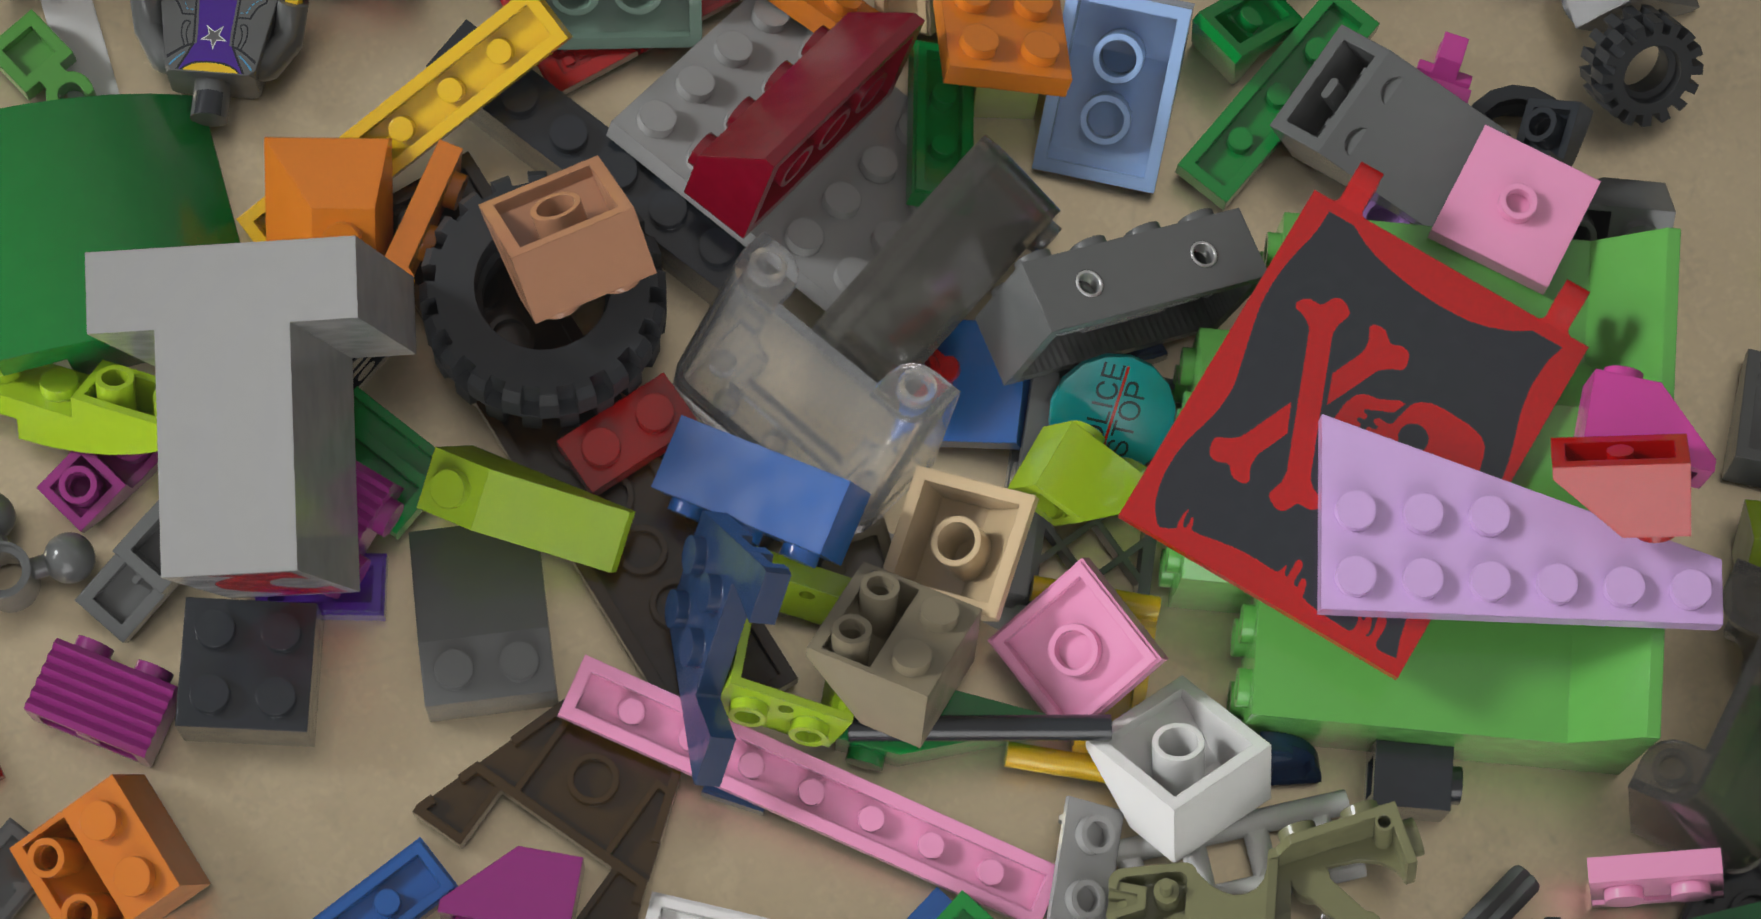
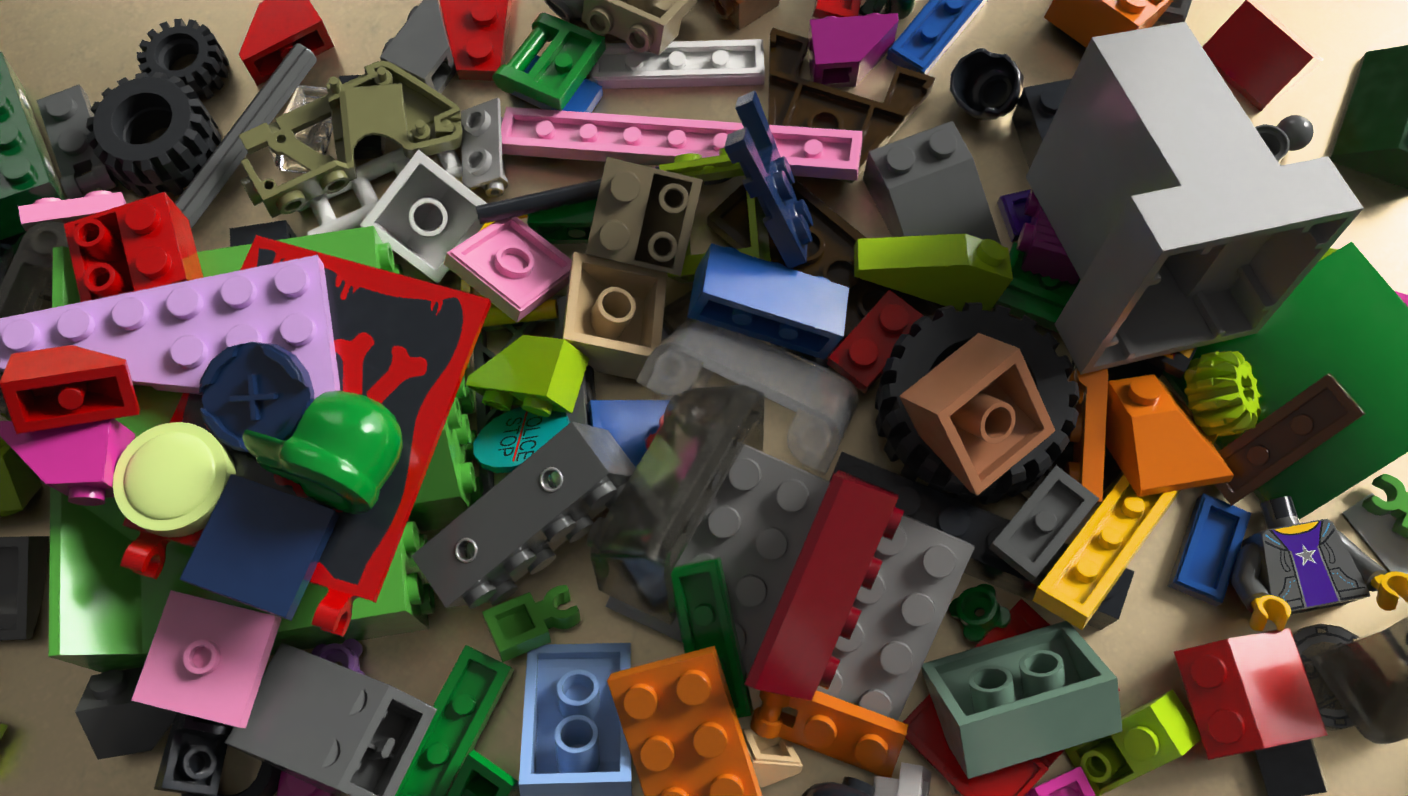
camera: 175 degrees right, 5 degrees down
(179, 167) = (1287, 436): none -> reddish brown plate
(234, 215) = (1222, 393): none -> lime gear
(307, 91) = (1209, 550): none -> blue tile
(345, 775) = (986, 84): none -> black hair
(521, 126) = (1043, 523): none -> dark grey plate
(596, 80) = (977, 598): none -> green plate
(1157, 200) = (524, 625): none -> bright green plate
(1320, 327) = (337, 452): none -> green piece
(1414, 436) = (254, 390): none -> dark blue tile
(1430, 272) = (260, 547): none -> dark blue tile
(1521, 374) = (172, 478): none -> yellowish green piece
(1558, 705) = (132, 248): none -> red slope

